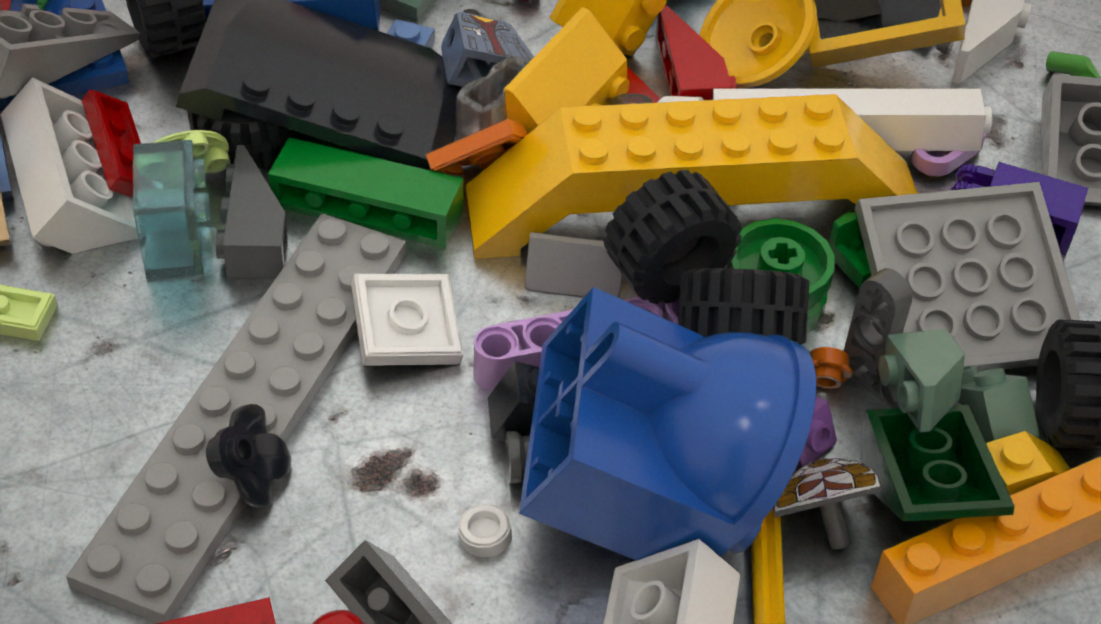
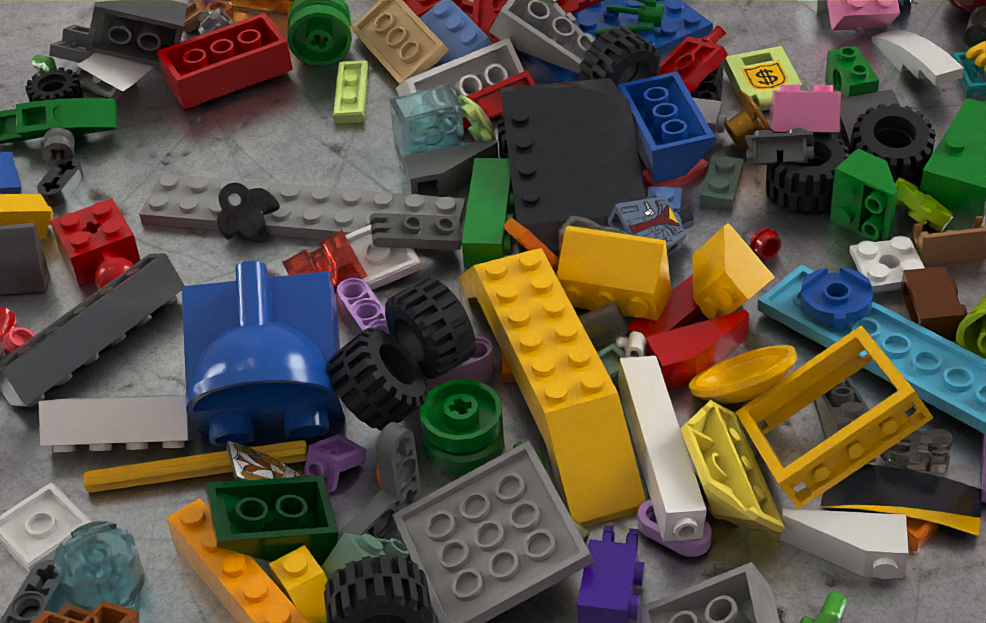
camera: 85 degrees right, 5 degrees down
(400, 255) = (416, 231): none -> dark grey hinge
(434, 370) = (333, 256): none -> clear red brick
(900, 69) = (729, 470): none -> light yellow wedge
(923, 374) = (346, 494): sand green slope -> none

